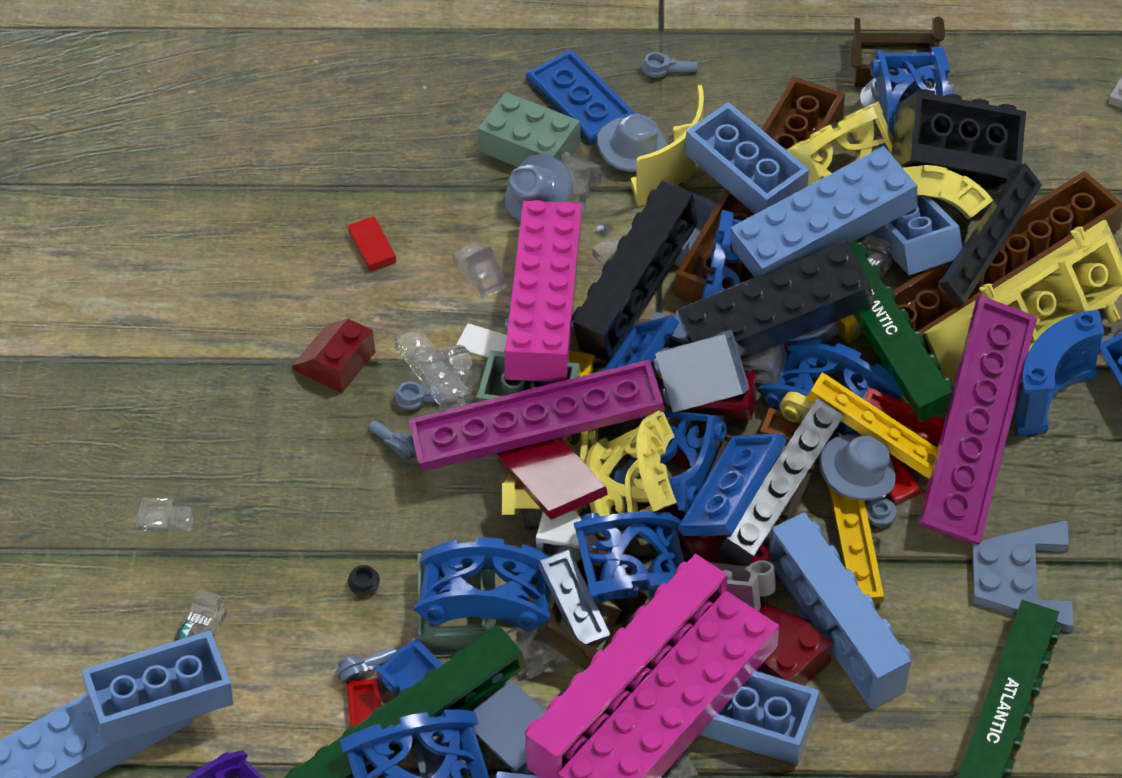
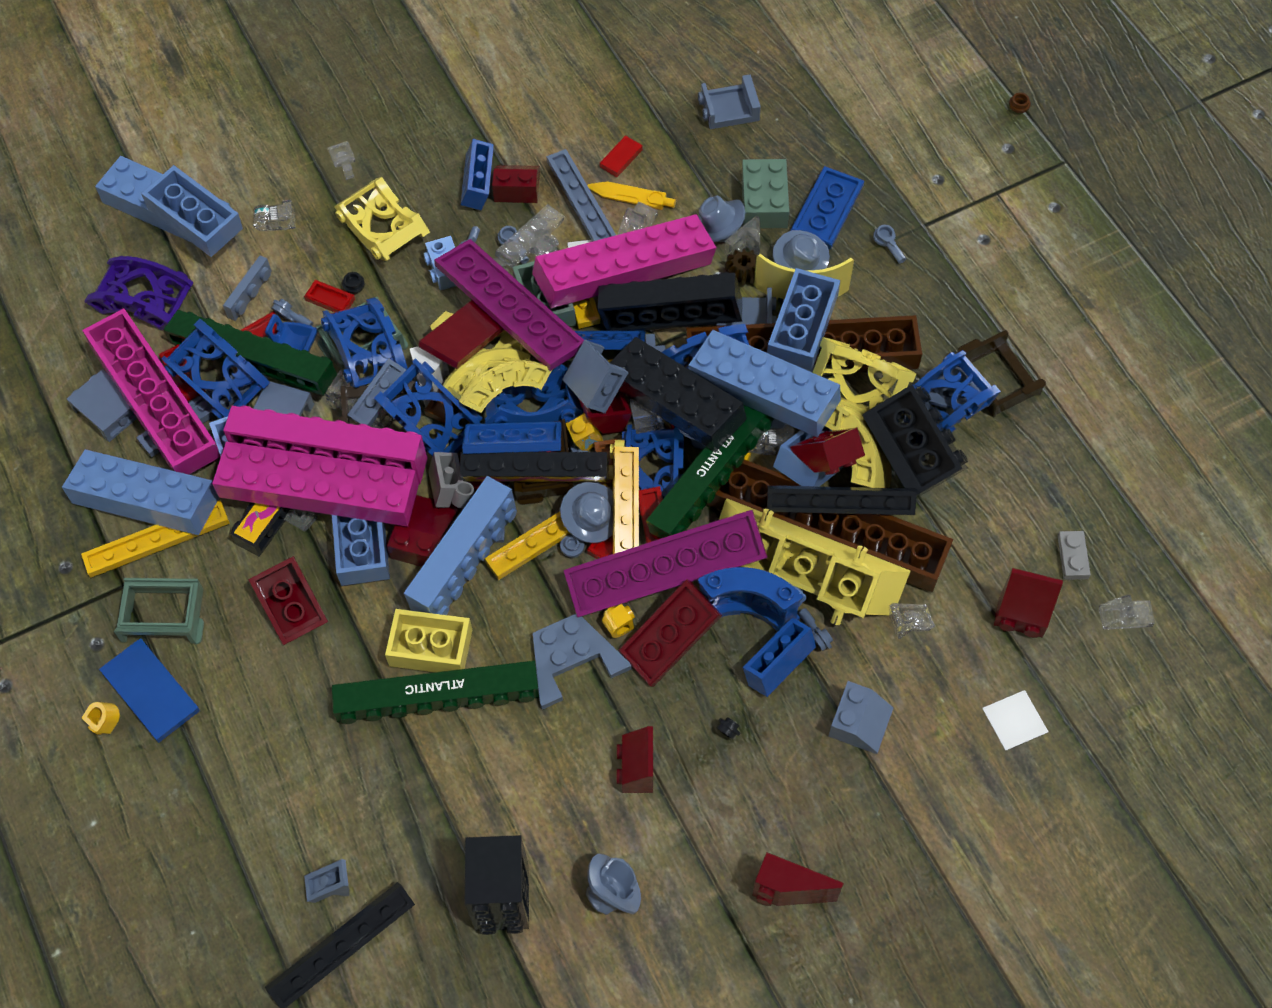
camera: 60 degrees right, 10 degrees up
(294, 694) = (247, 288): none -> sand blue plate
(302, 384) = (477, 174): none -> blue brick
(326, 528) = (381, 243): none -> light yellow fence
(365, 616) = (329, 297): none -> red tile
(377, 111) = (730, 104): none -> sand blue panel
(398, 473) = (434, 250): none -> light blue brick
(414, 304) = (580, 196): none -> sand blue plate
(433, 258) = (632, 194): none -> yellow piece
(613, 198) = (743, 265): none -> dark brown gear
(744, 423) = (583, 433): none -> yellow brick
(937, 696) = (428, 641): none -> light yellow brick
(941, 204) = (830, 450): none -> dark red slope
(1006, 506) = (618, 620): none -> yellow plate
(1057, 459) = (670, 633): none -> dark red tile

